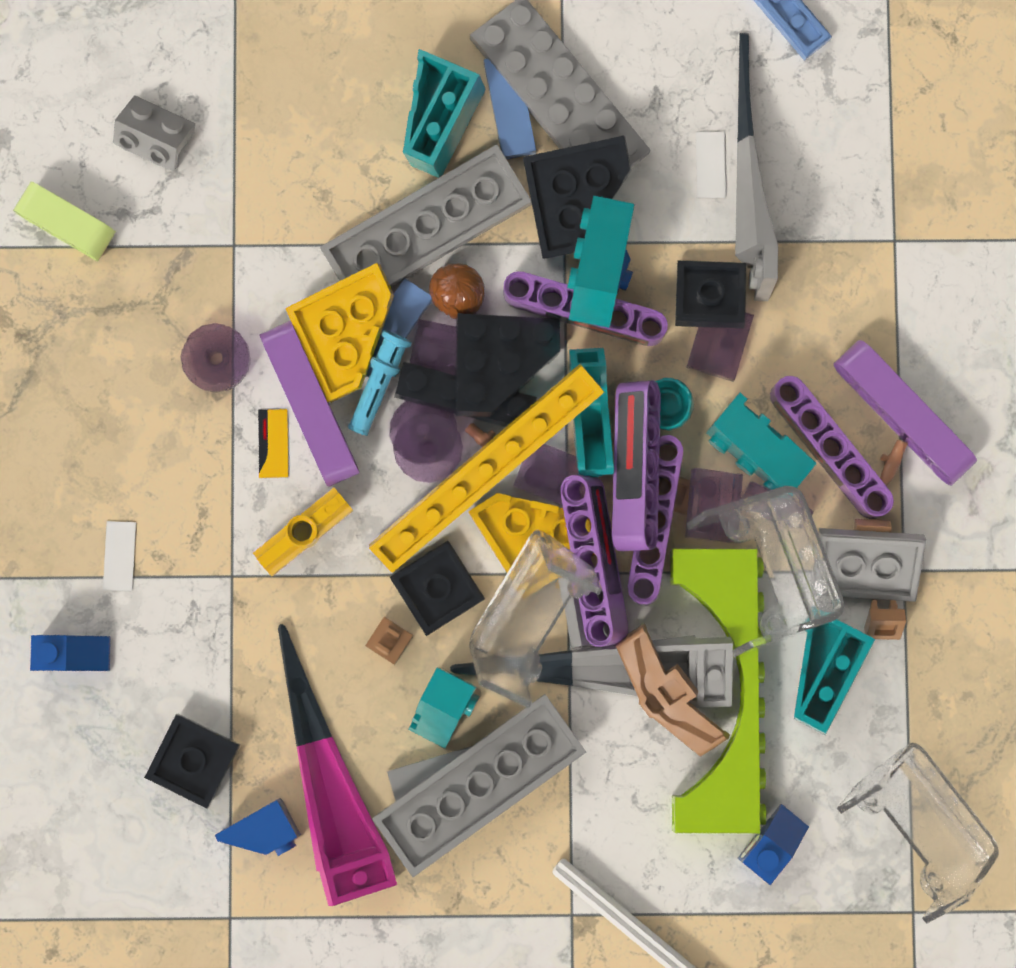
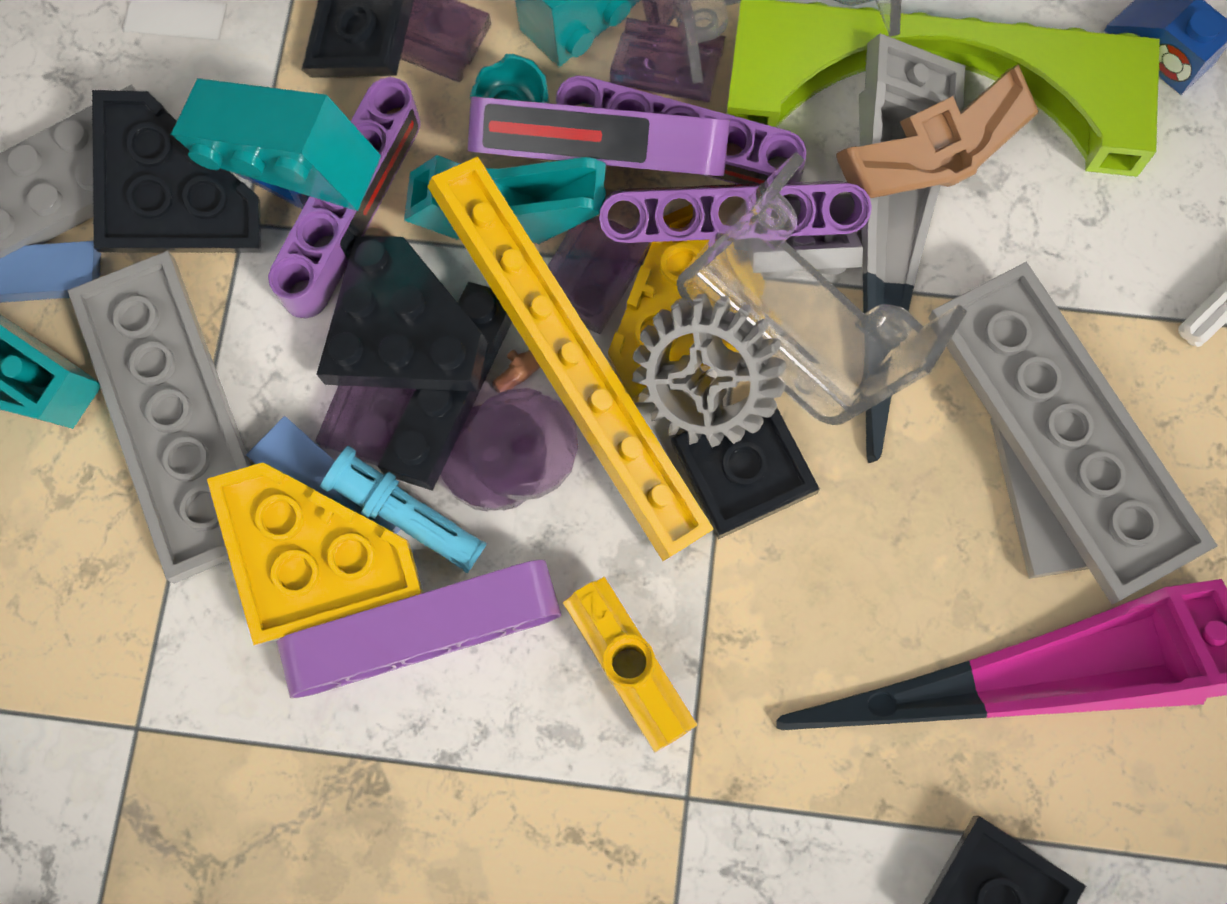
camera: 75 degrees left, 10 degrees down
(203, 345) = (285, 775): plate -> none
(263, 830) = (1127, 795): blue slope -> none
(273, 443) = (475, 701): yellow sticker -> none
(389, 640) = (820, 549): medium nougat tile -> none
(442, 707) = (943, 457): teal wedge -> none
(457, 289) = (280, 378): dark orange hair -> none
(481, 556) = (706, 411): none -> light grey gear

